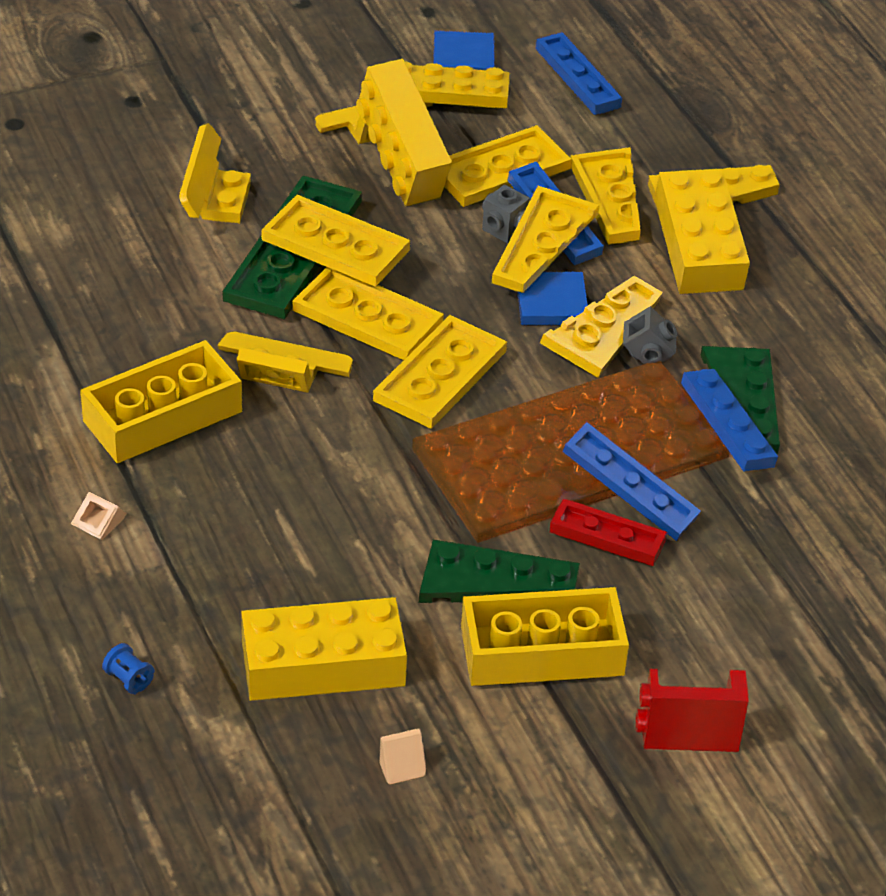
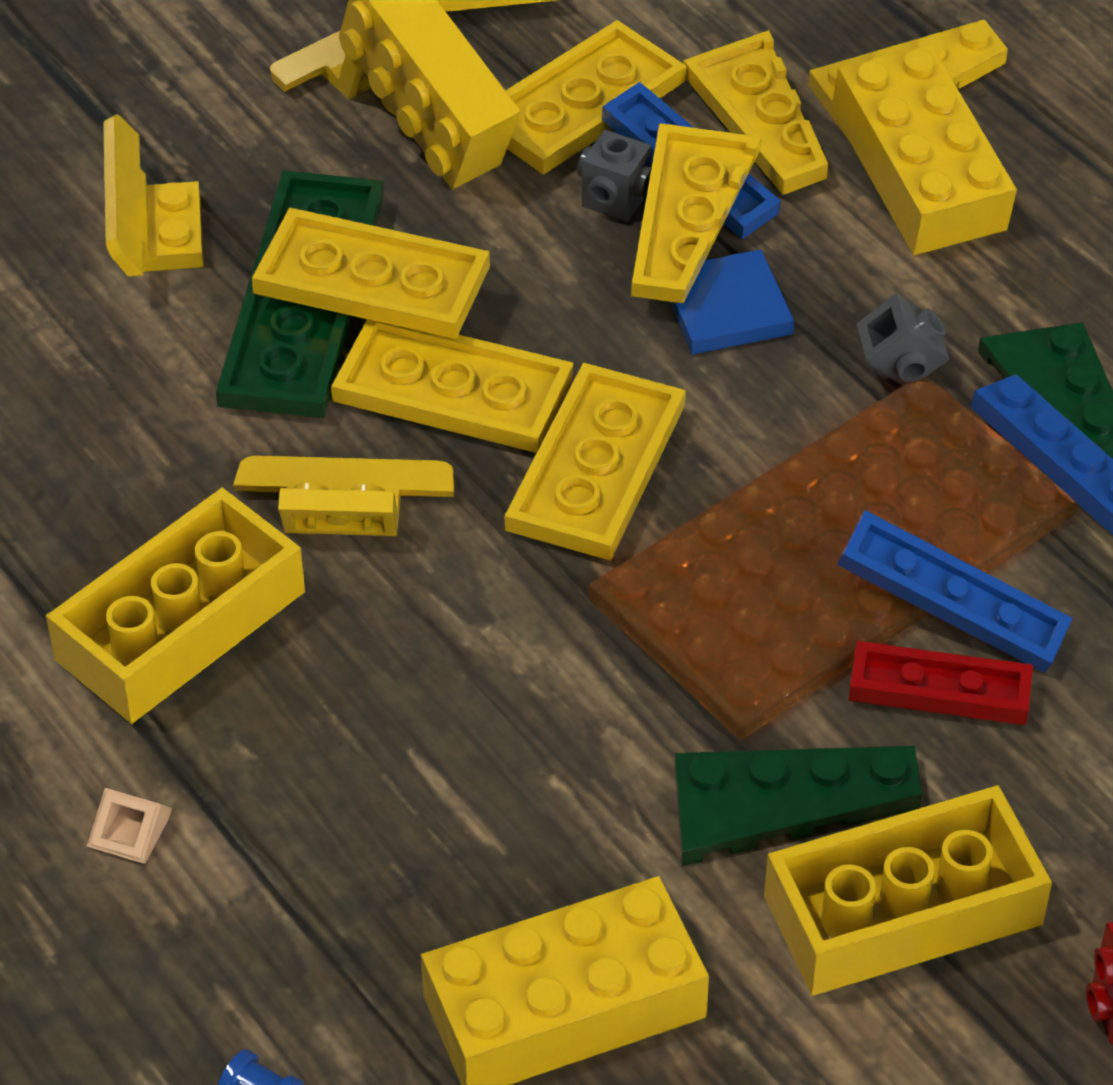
camera: 10 degrees left, 5 degrees up
(597, 333) = (818, 344): yellow wing -> none

